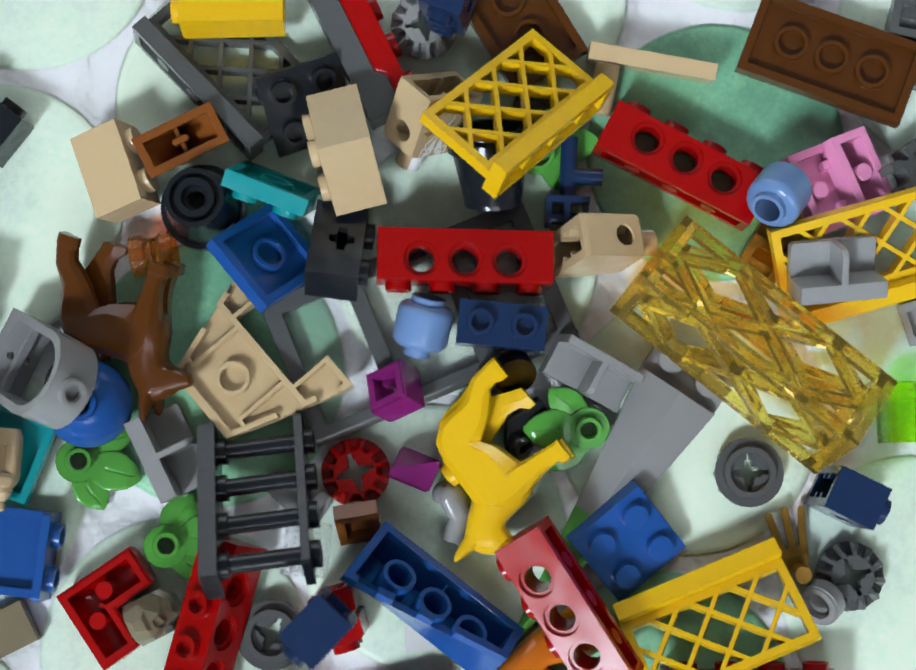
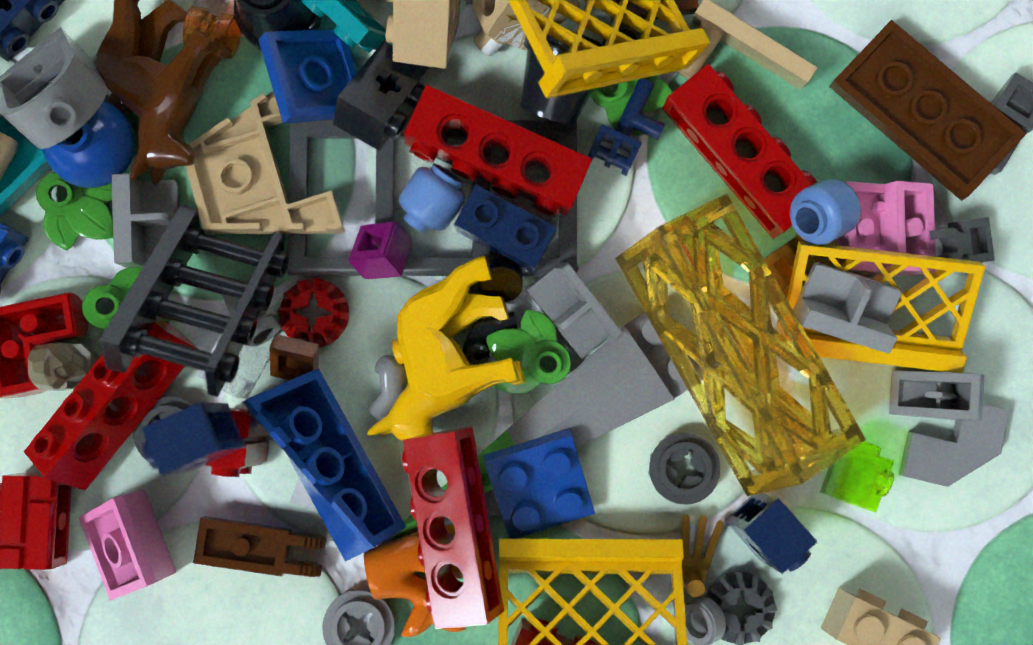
camera: 25 degrees right, 0 degrees up
(414, 469) = (368, 333): magenta slope -> none
(600, 244) = (631, 191): tan torso -> none

